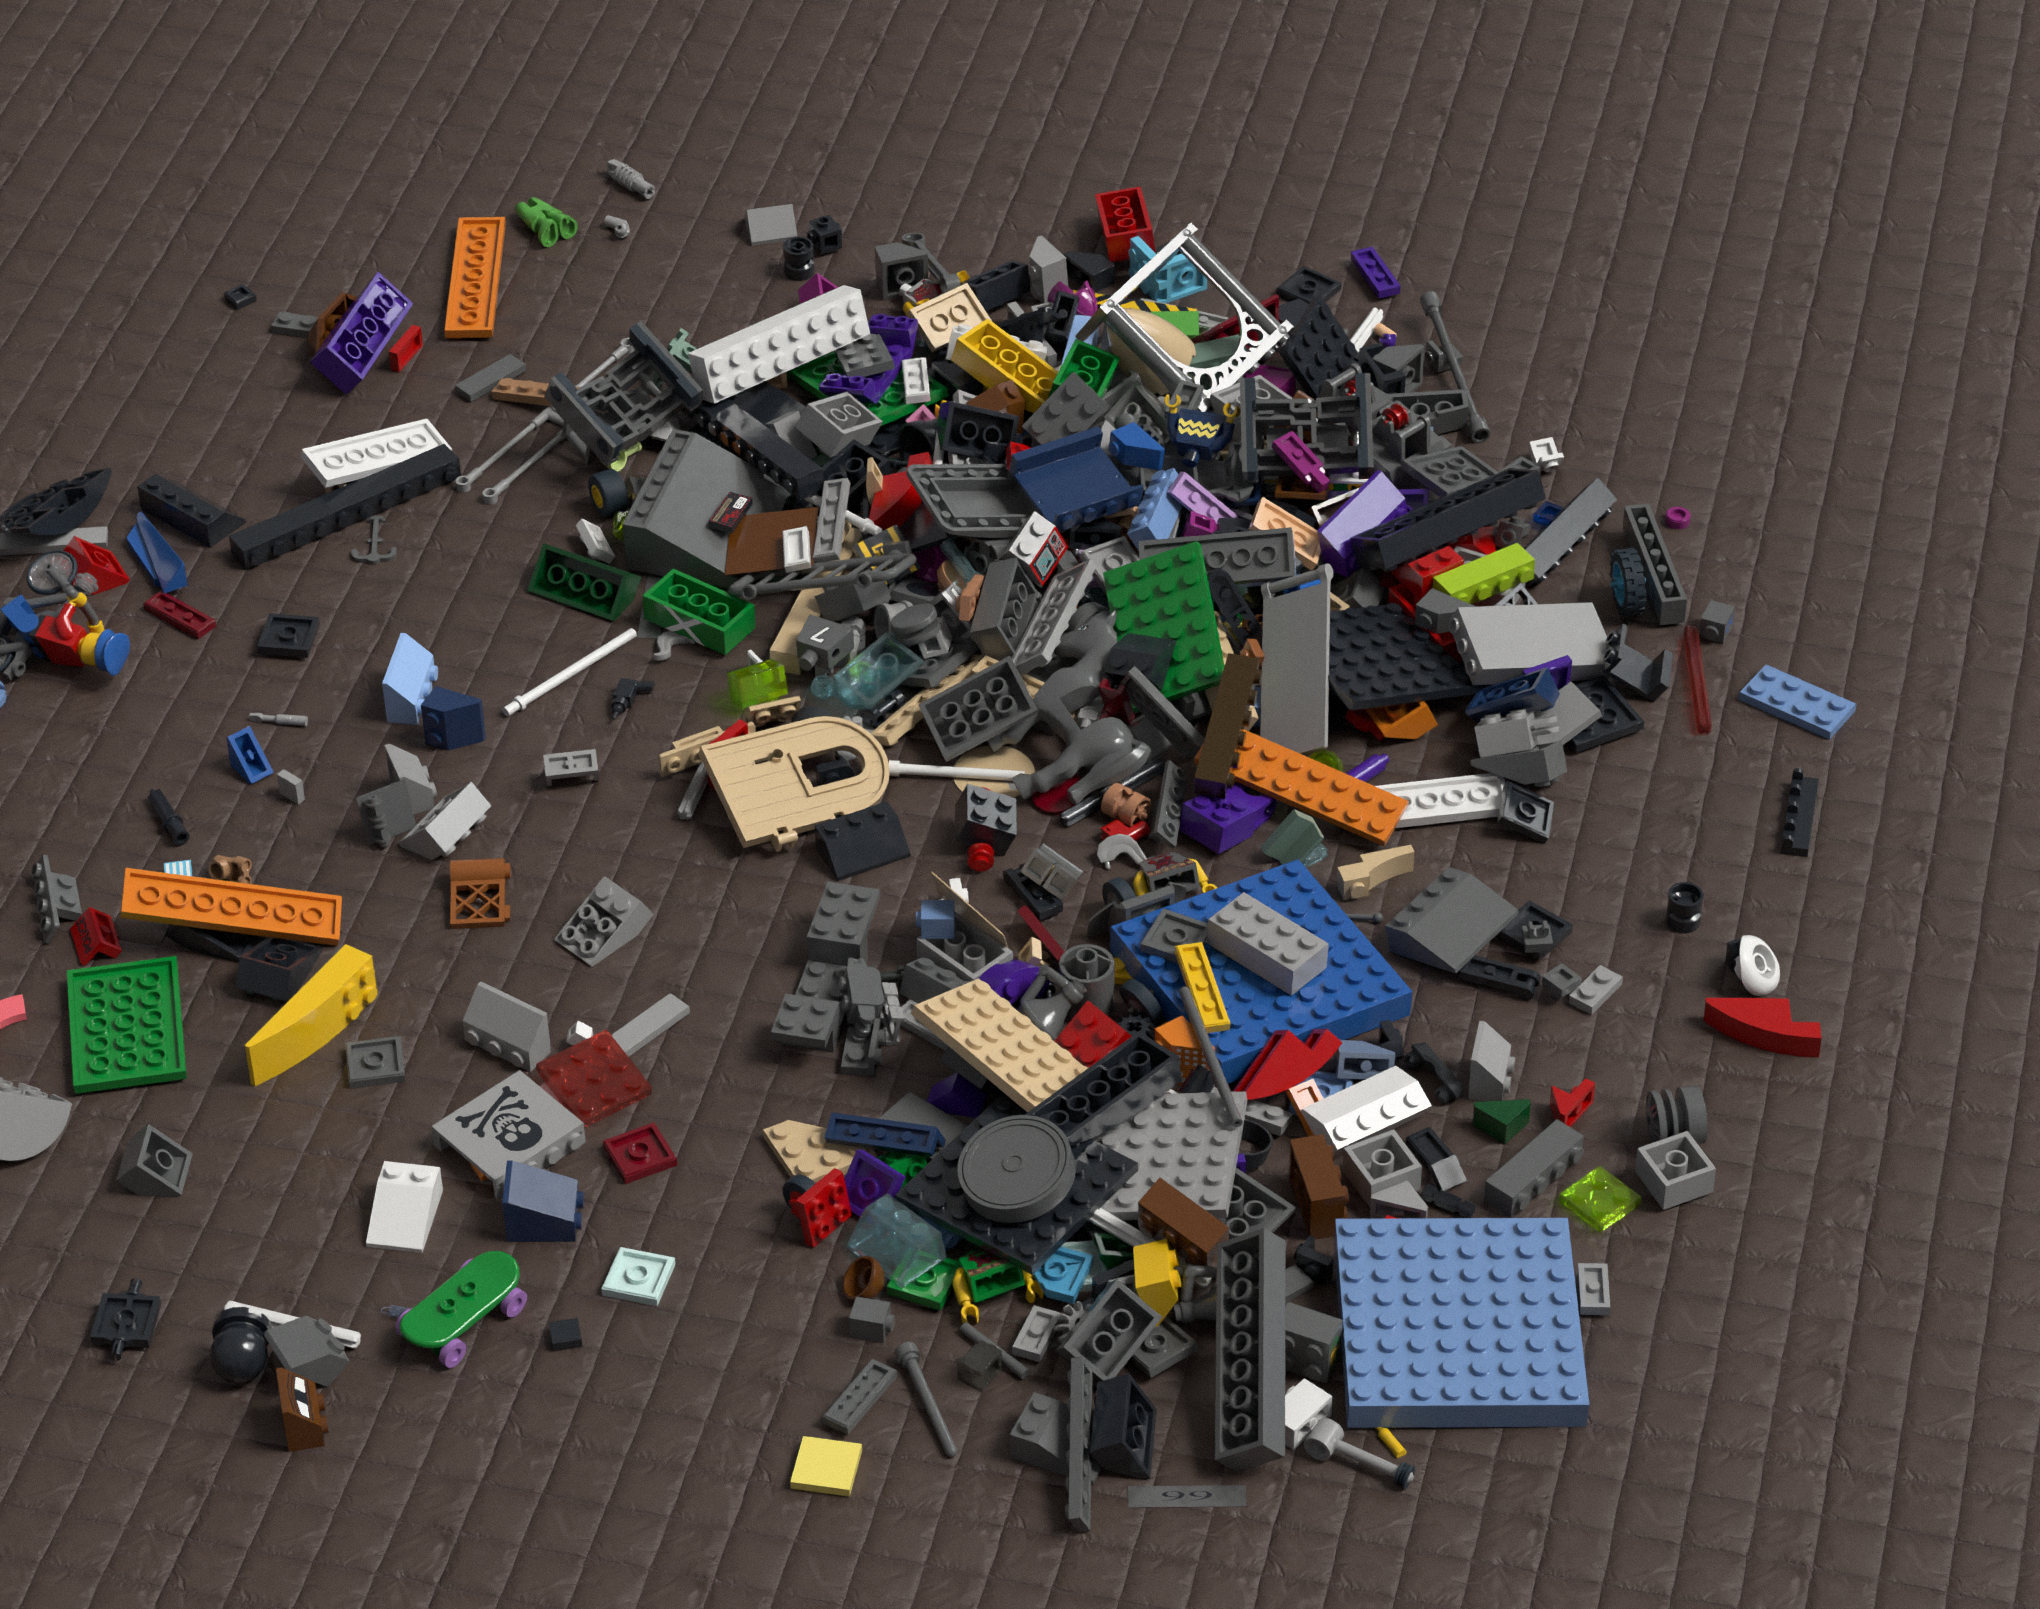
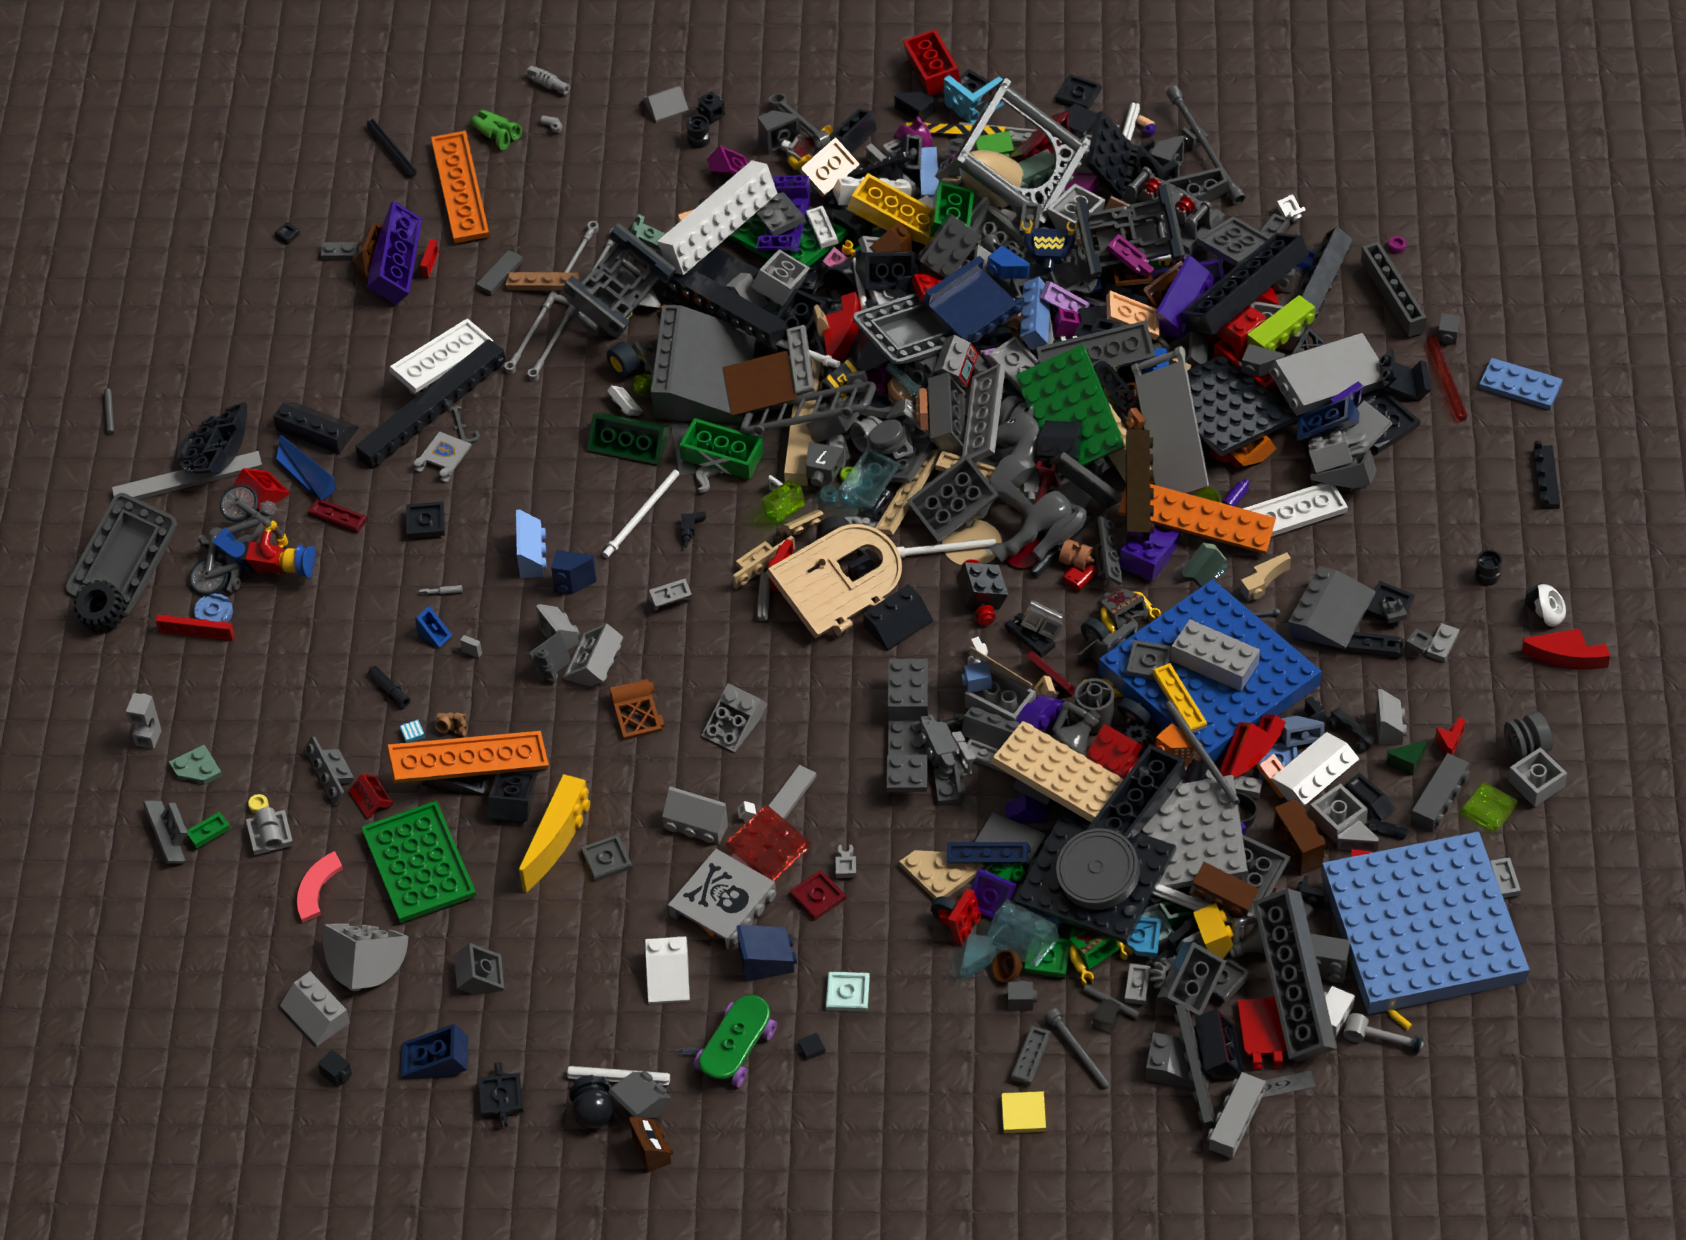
camera: 10 degrees left, 10 degrees up
(59, 1255) = (435, 1054): none -> dark blue slope
(342, 565) = (443, 452): none -> light grey flag
(406, 224) = (391, 147): none -> black axle
(691, 1121) = (845, 863): none -> light grey plate
(730, 512) = (723, 365): black tile -> none
(796, 549) = (781, 388): white tile -> none
(827, 1260) = (977, 954): none -> clear light blue slope
(1046, 269) = (887, 113): light grey slope -> none
(1117, 845) = (1080, 587): light grey piece -> none
(1119, 1519) = (1236, 1115): none -> light grey brick
(1188, 1422) = (1261, 1031): none -> red tile
(1375, 272) = (1124, 71): dark purple plate -> none
(1526, 812) = (1357, 509): black tile -> none
(1627, 582) = (1381, 310): black wheel -> none

